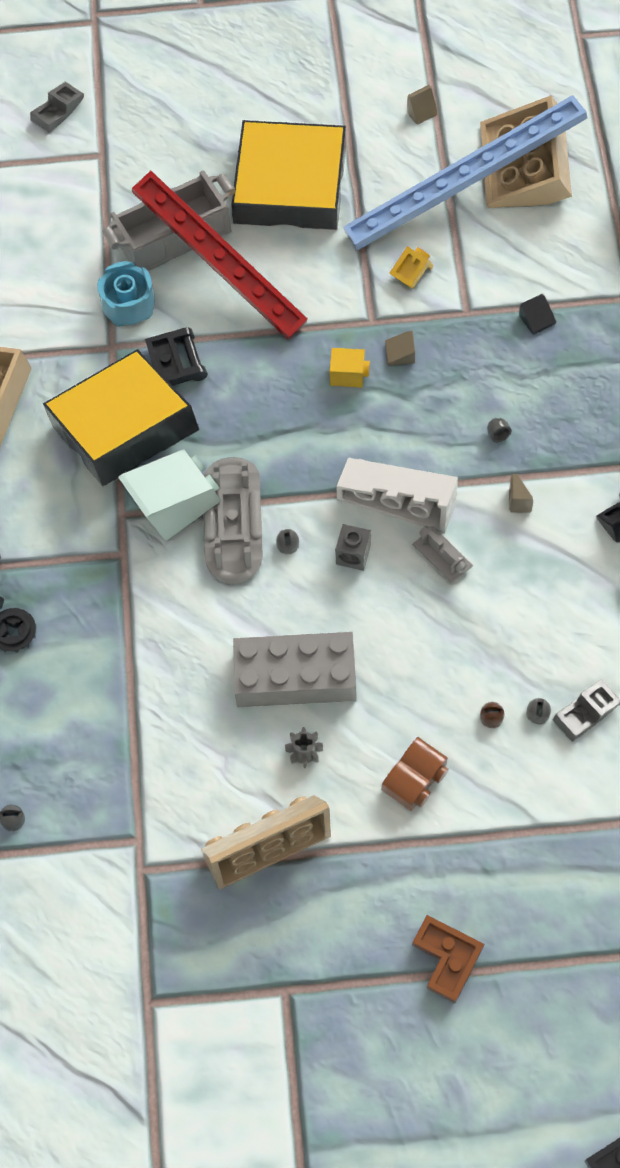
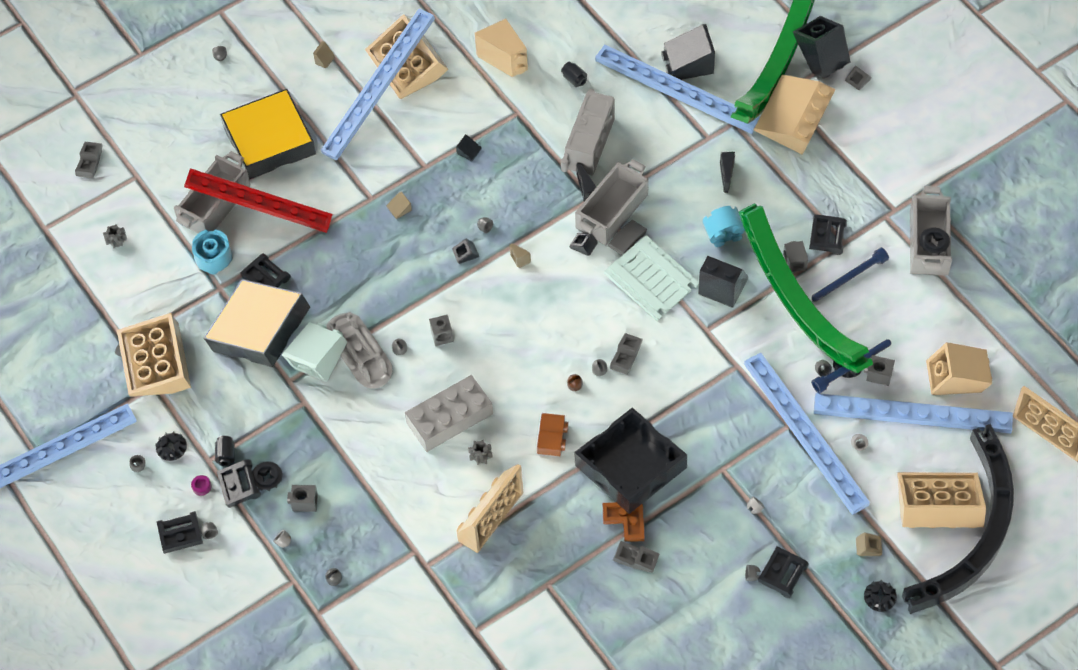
camera: 30 degrees left, 5 degrees down
(25, 217) = (115, 236): none -> dark grey gear
(45, 695) = (309, 504): none -> dark grey brick
(294, 44) = (219, 53): none -> dark grey hinge
(348, 367) = (375, 231): yellow brick -> none
(399, 492) = (450, 286): white wedge -> none
(411, 266) = (376, 154): yellow bracket -> none
(429, 1021) = (636, 558): none -> dark grey slope
(441, 554) = (494, 309): light grey hinge -> none
(451, 453) = (465, 251): none -> black slope
(501, 875) = (630, 460): none -> black tile
(582, 1144) = (751, 573): none -> dark grey hinge

